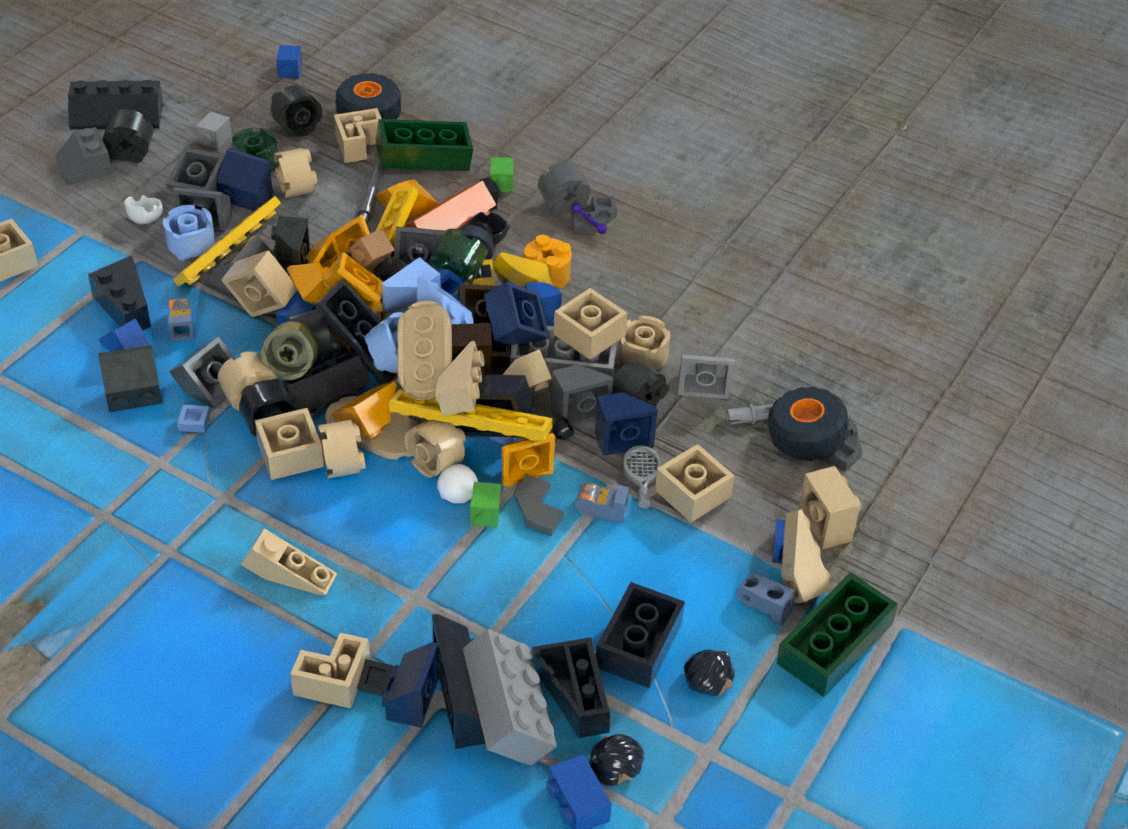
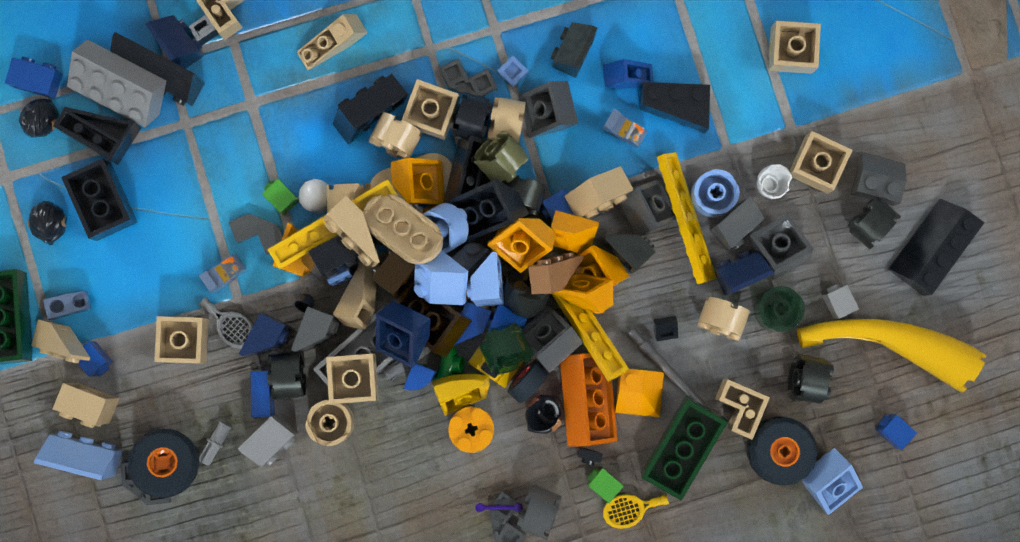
camera: 130 degrees right, 40 degrees up
(100, 189) = (820, 162): none -> tan brick
(205, 63) = (933, 351): none -> yellow brick
(238, 452) = (457, 80): none -> dark grey tile
(333, 490) = (368, 106): none -> black wedge
(337, 207) = (666, 328): none -> black plate
(355, 65) = (832, 481): none -> light blue slope
(506, 152) = (662, 500): none -> yellow piece
(676, 404) = (261, 398): none -> blue brick
(879, 483) = (79, 456): none -> light blue slope

